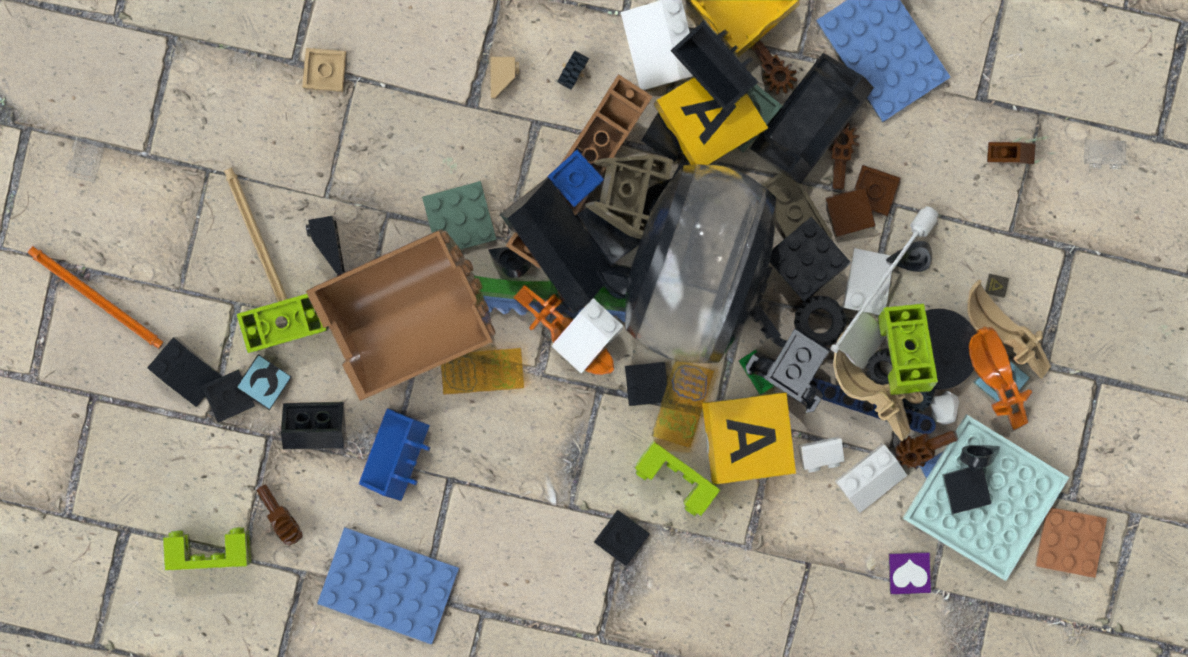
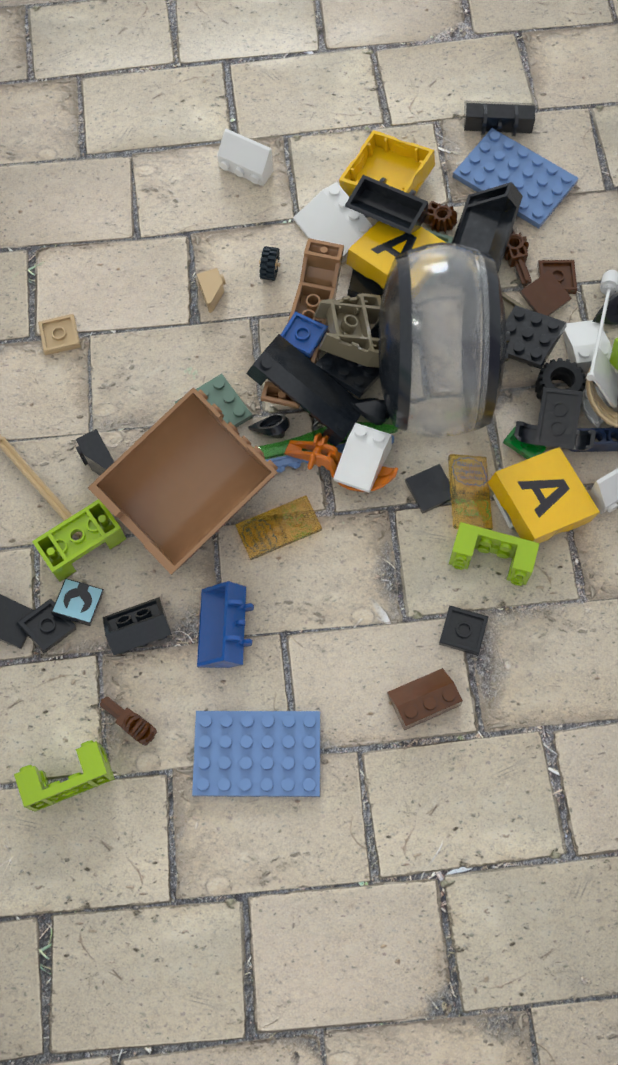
camera: 15 degrees left, 20 degrees down
(558, 589) = (424, 698): none -> reddish brown slope
(768, 328) = (518, 395): black piece -> none

